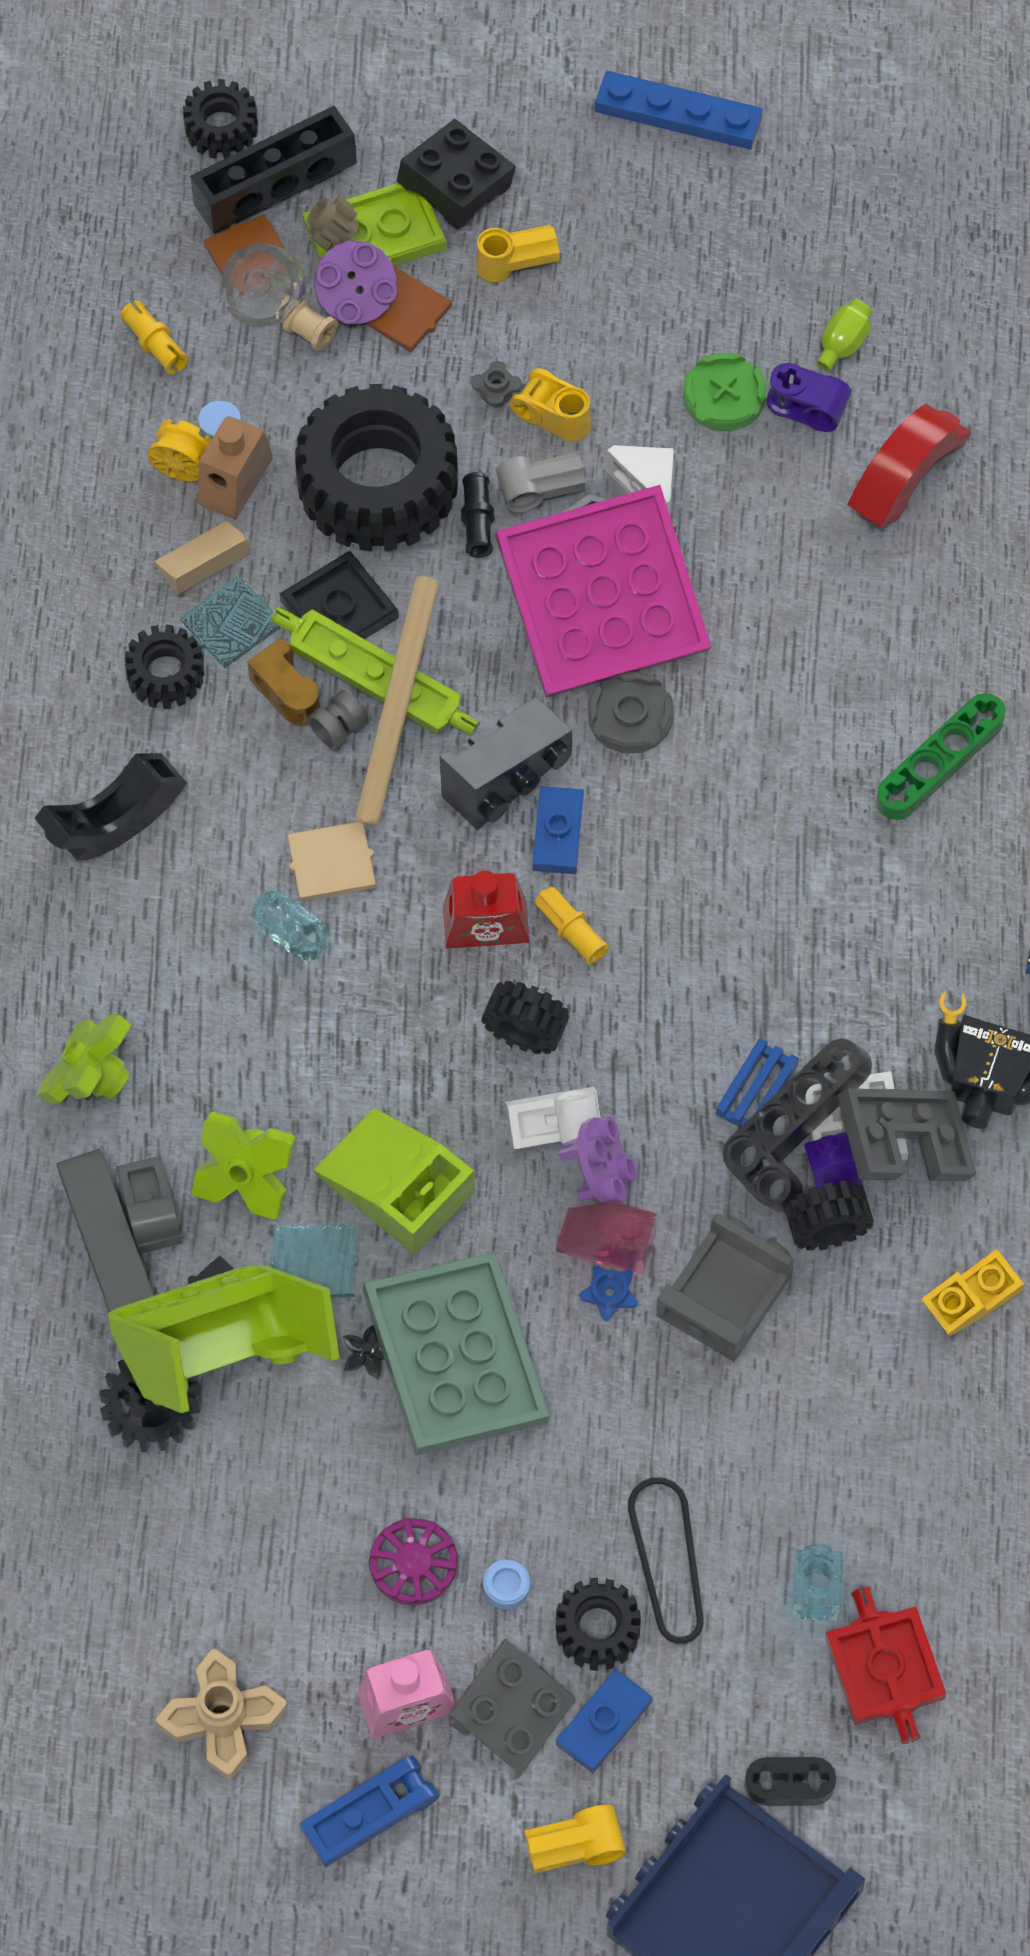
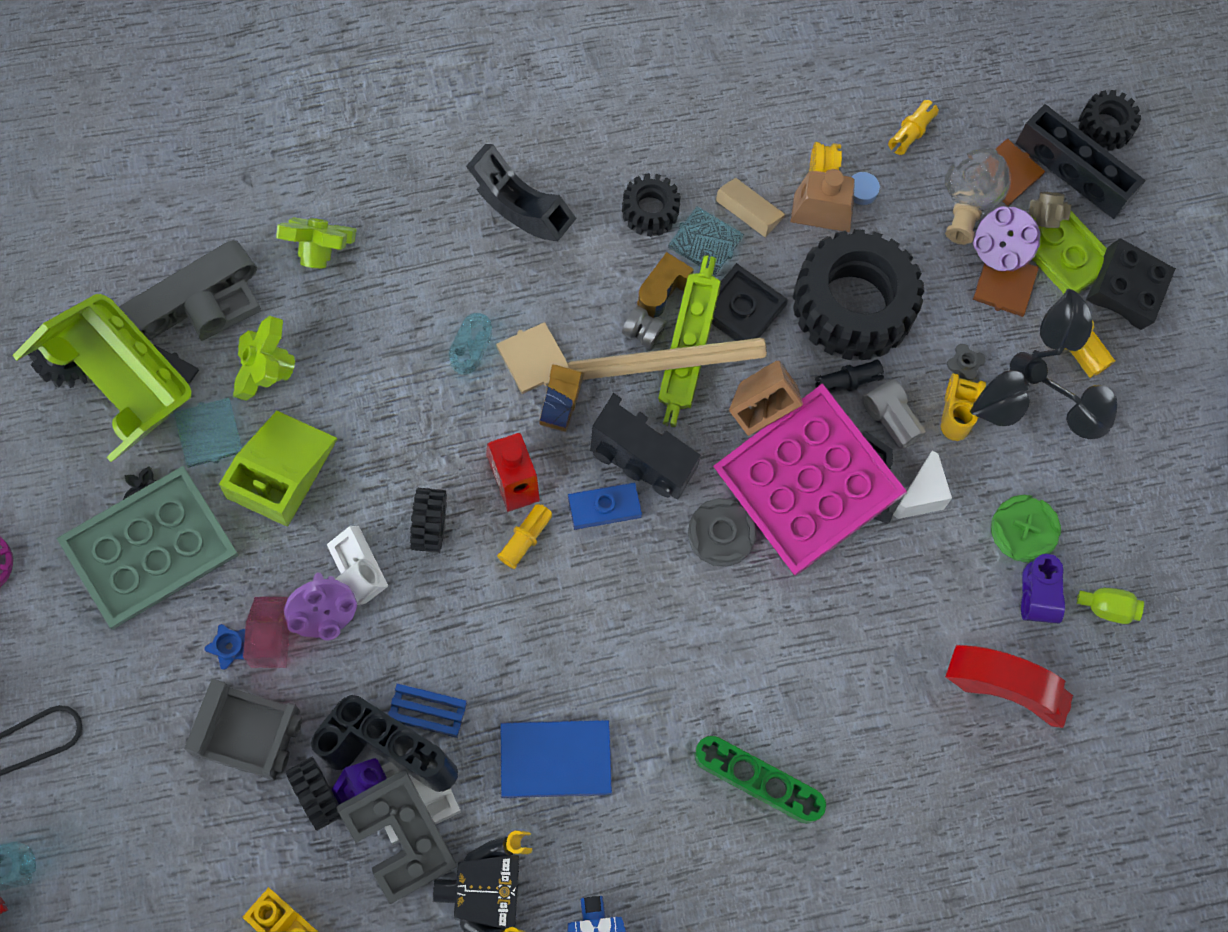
camera: 65 degrees right, 5 degrees up
(404, 835) = (561, 397): none -> leg
(483, 603) = (769, 393): none -> medium nougat torso
(570, 346) = (1063, 326): none -> black plant
(855, 962) = (555, 759): none -> blue tile

